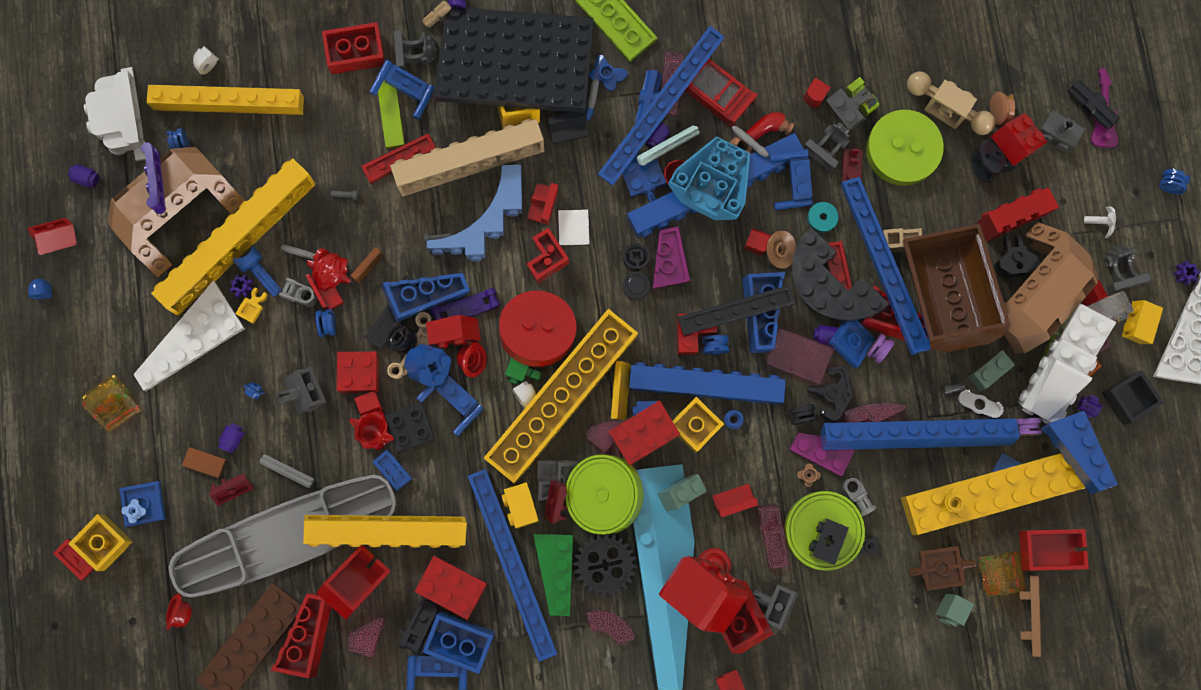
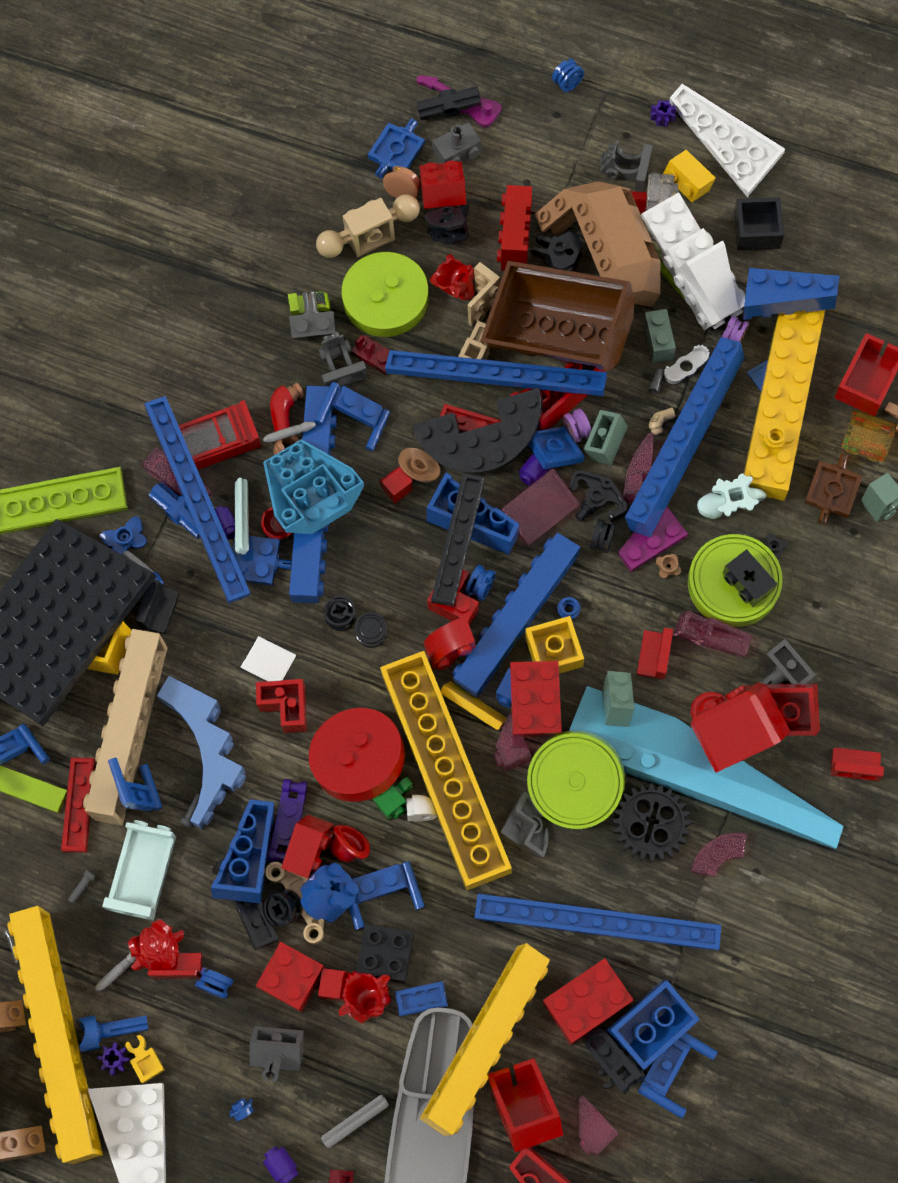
camera: 50 degrees left, 10 degrees down
(296, 291) = (160, 999): light grey piece -> none
(367, 265) = (177, 903): dark orange tile -> none
(376, 228) = (141, 870): none -> light aqua panel
(422, 194) = (136, 795): none -> blue plate
(520, 505) = (540, 875): yellow brick -> none
(543, 203) = (223, 678): red panel -> none
(555, 502) = (555, 837): dark red plate -> none
(556, 568) = (627, 875): green wedge -> none
(655, 348) = (449, 643): none -> red brick
(670, 260) = (363, 580): magenta wing -> none
(816, 93) = (277, 345): red piece -> none
(828, 211) = (406, 400): teal piece -> none
(859, 497) = (717, 528): light grey connector -> none
(882, 375) = (605, 437): none -> sand green brick
(887, 492) = (733, 496): none -> light aqua animal
(919, 406) = (658, 419): none -> tan arm
(946, 192) = (455, 278): none -> red hair
(953, 219) = (486, 287): none -> tan bracket
(1031, 87) = (396, 147): none -> blue plate
(1089, 405) = (742, 266): dark purple gear -> none
(1110, 220) = (572, 150): white plant -> none

